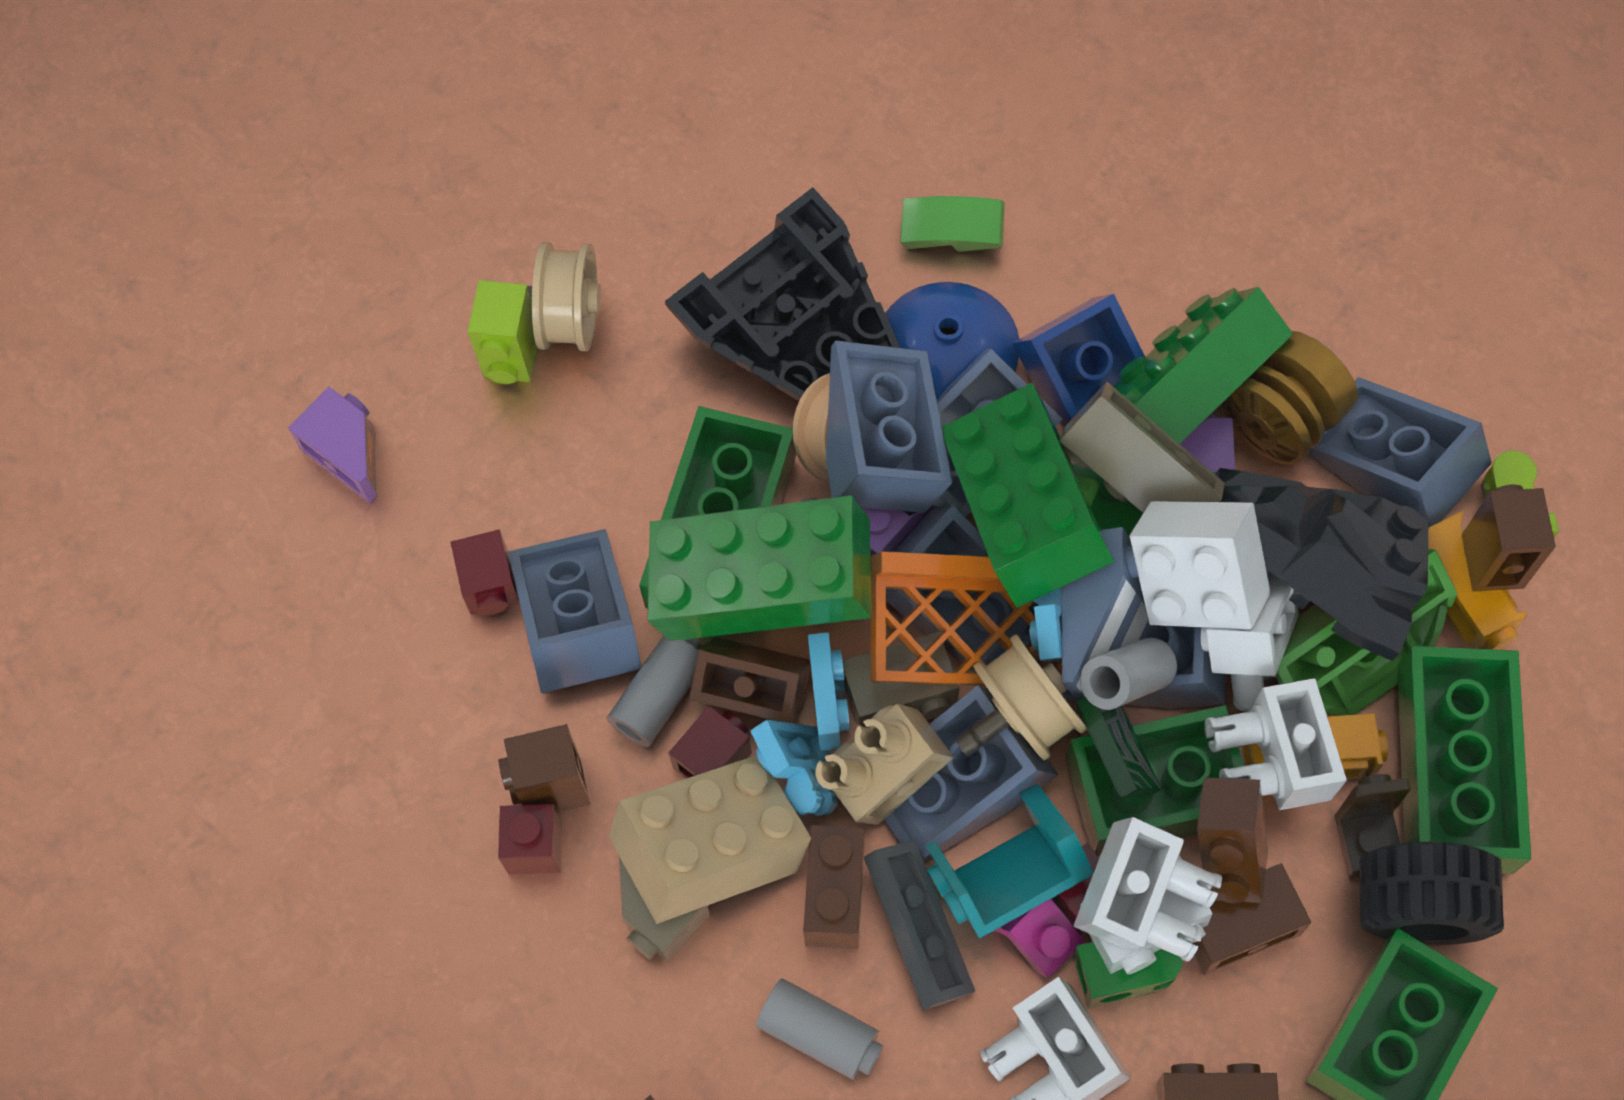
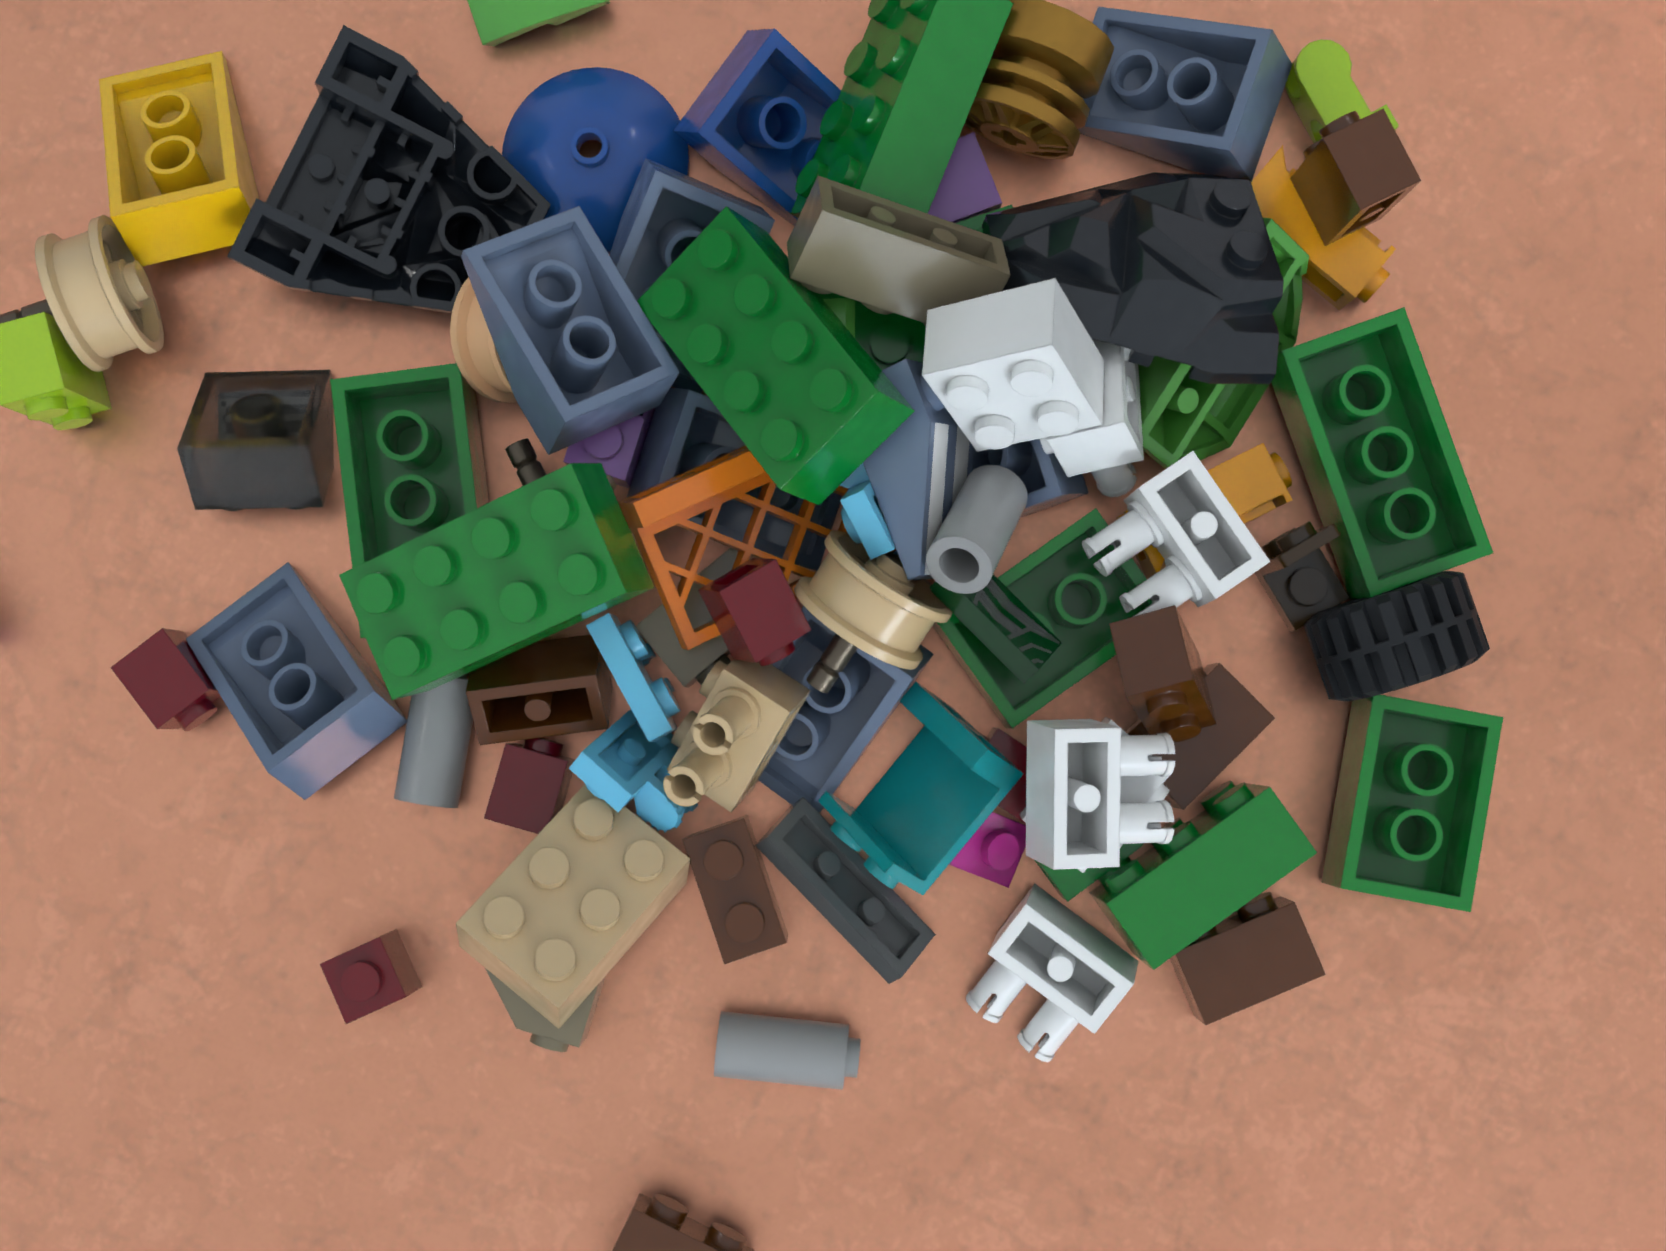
camera: 25 degrees left, 20 degrees up
(544, 769) = (352, 900): reddish brown brick -> none
(625, 438) = (260, 440): none -> clear smoke slope
(655, 237) = (176, 158): none -> yellow slope
(938, 670) = (755, 612): none -> dark red brick
(1208, 1014) = (1205, 872): none -> green brick

